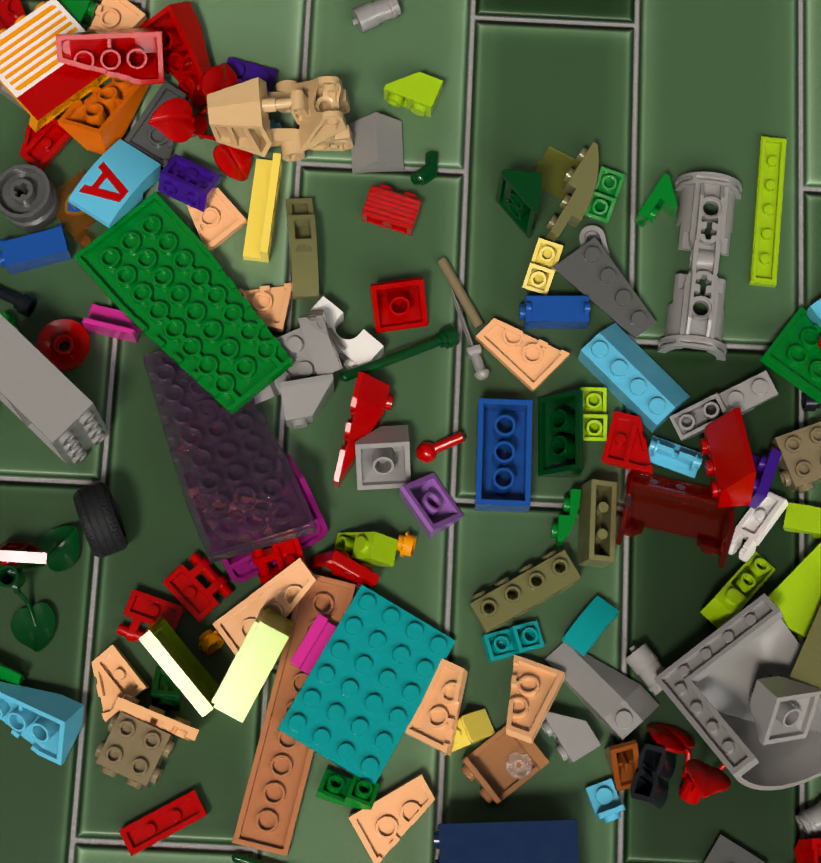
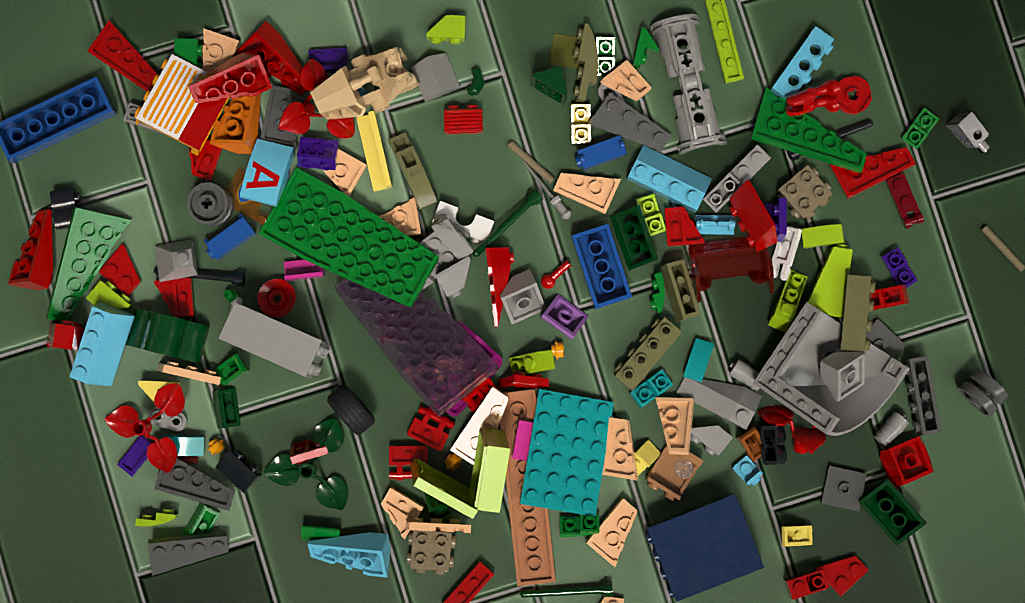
camera: 20 degrees left, 10 degrees up
(398, 304) = (493, 187): red slope -> none
(621, 234) = (627, 81): none -> light nougat wing

